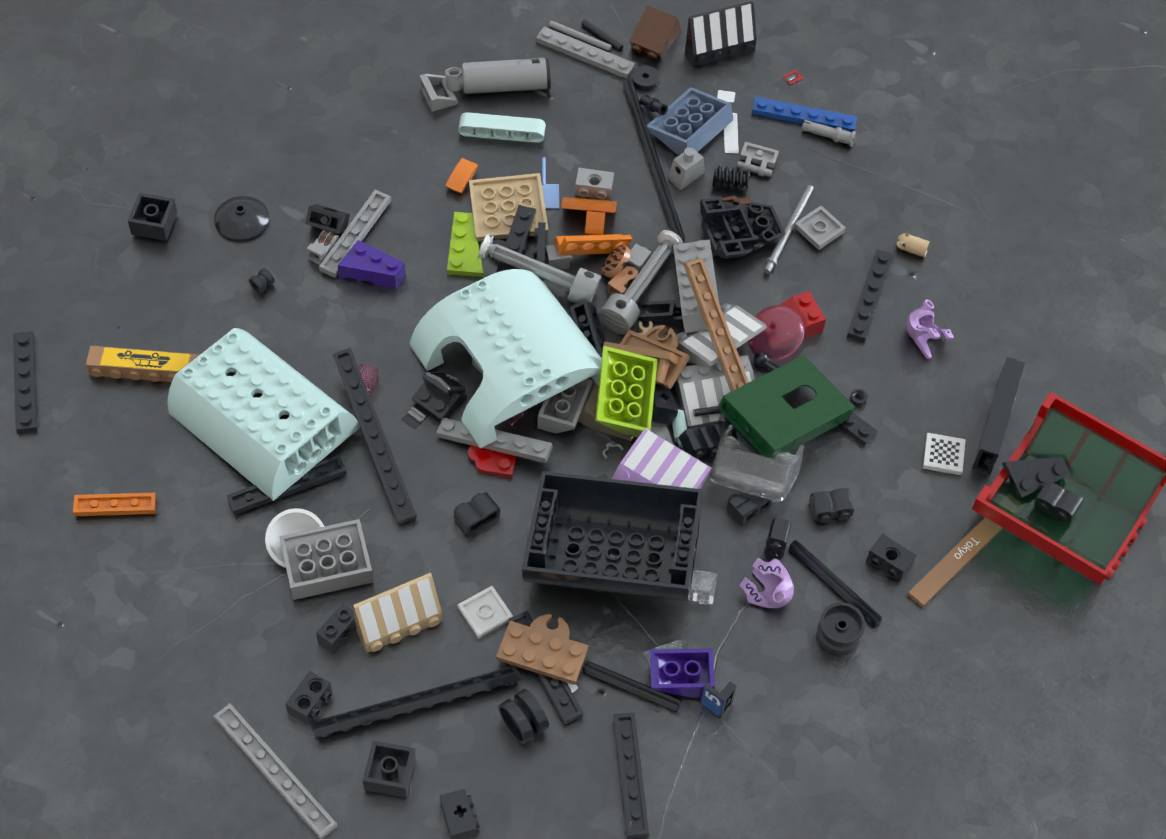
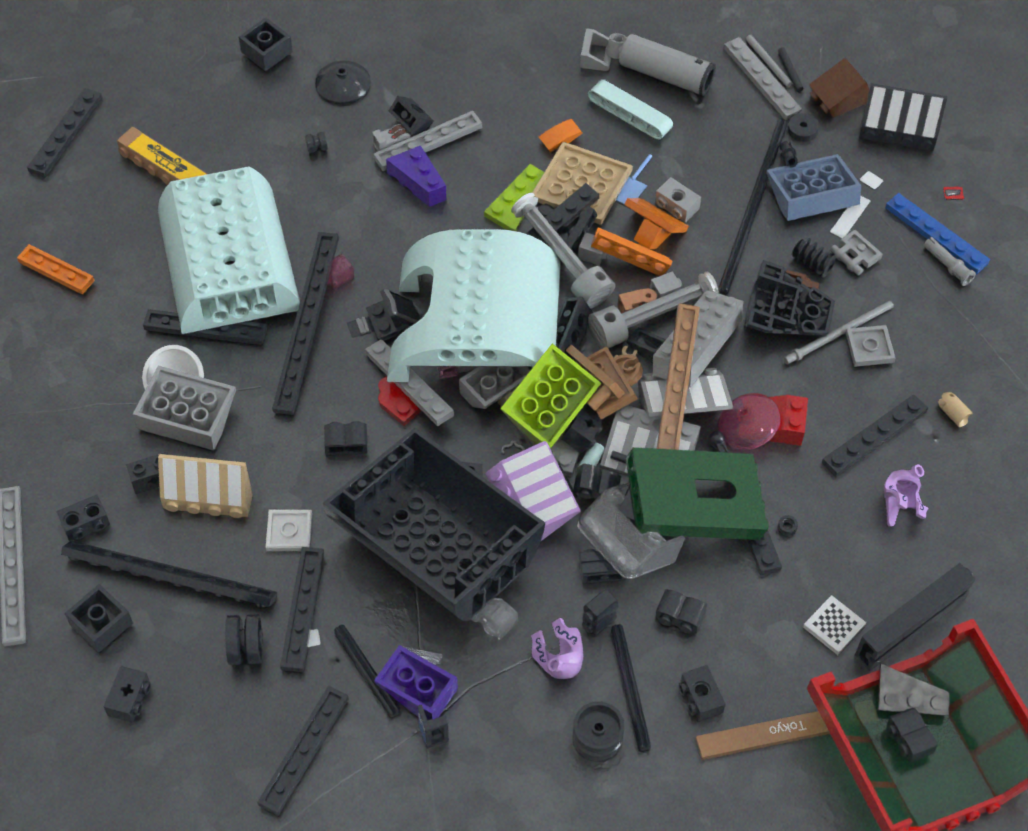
camera: 35 degrees right, 0 degrees up
(543, 649) = (309, 591): medium nougat plate -> none
(614, 261) = (642, 278): nougat tile -> none
(686, 168) = (776, 226): light grey torso -> none

